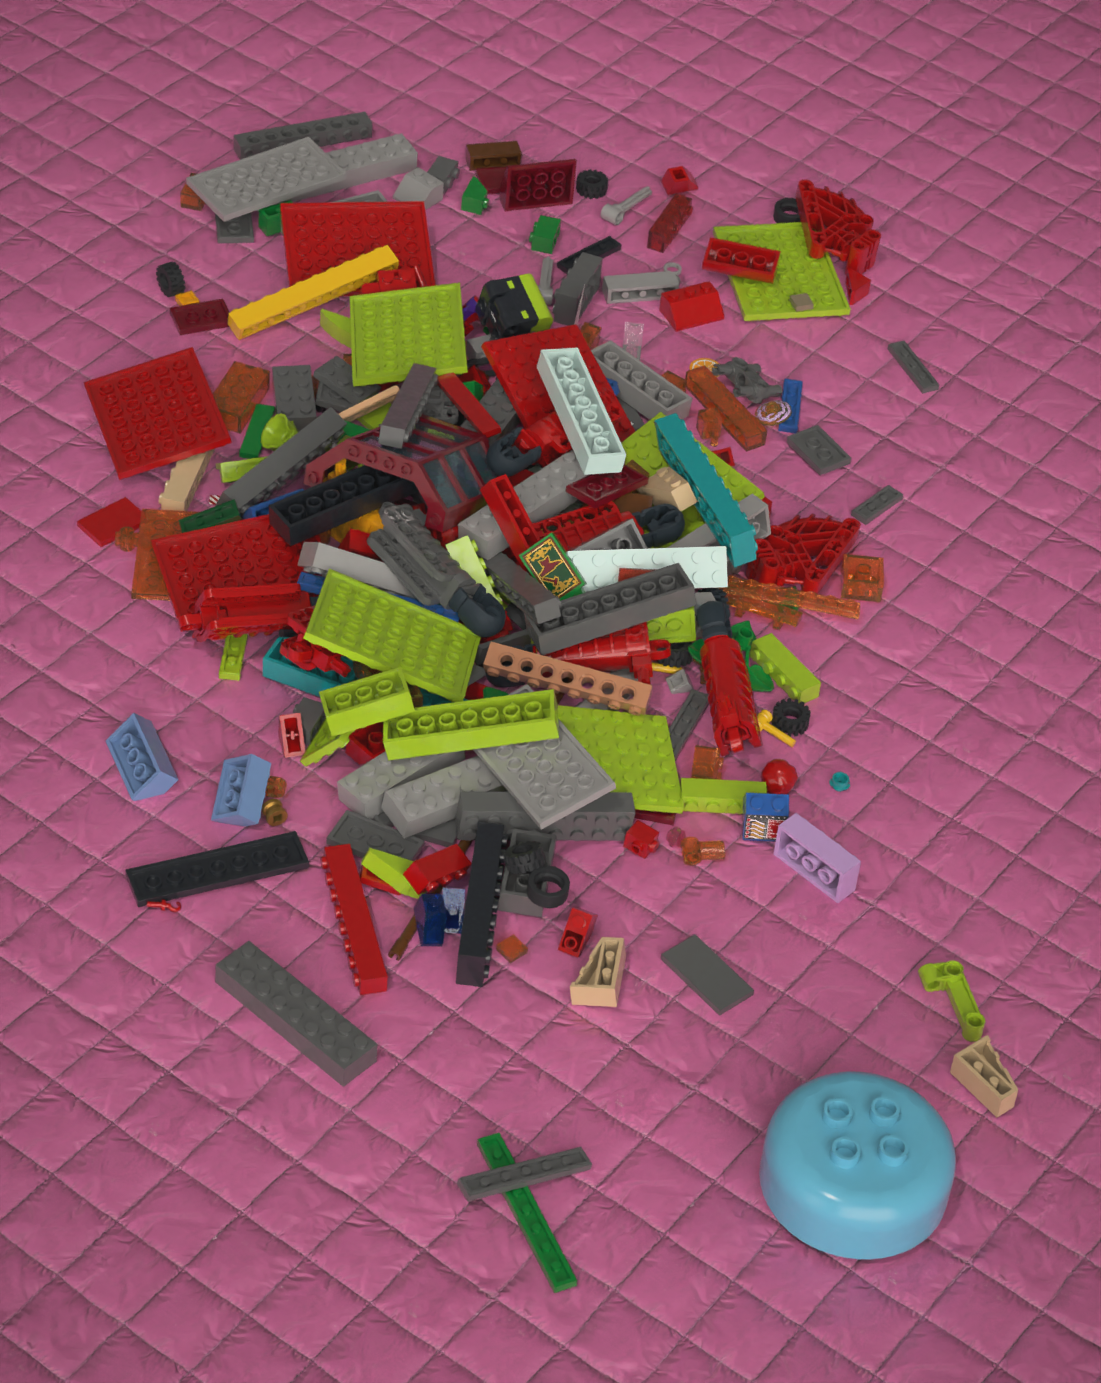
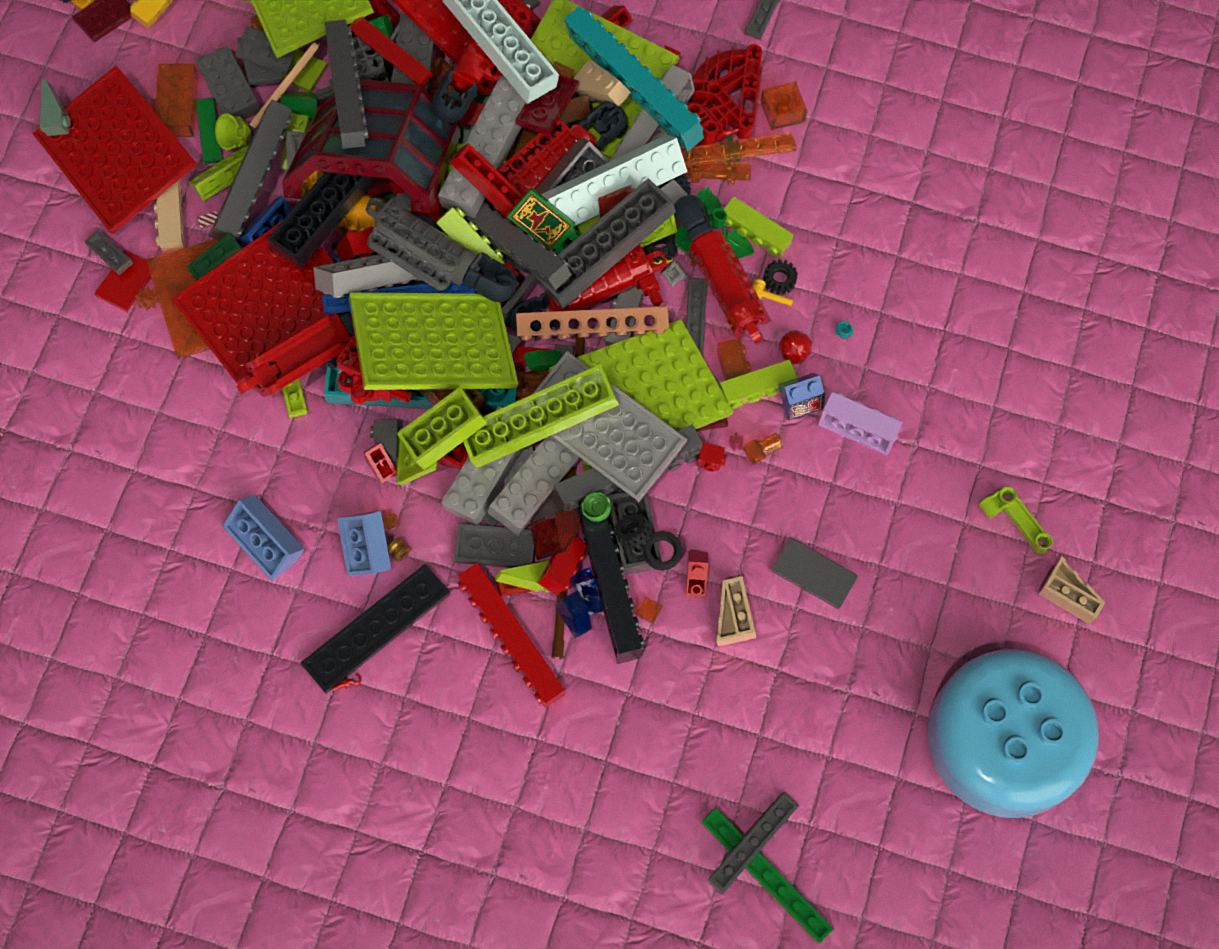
camera: 20 degrees left, 25 degrees up
(108, 492) = (108, 252): none -> flat silver plate
(111, 368) = (53, 115): none -> sand green slope
(296, 1013) = (503, 754): dark grey brick -> none
(443, 830) = (554, 533): none -> clear red slope
(495, 822) = (596, 506): none -> bright green hair

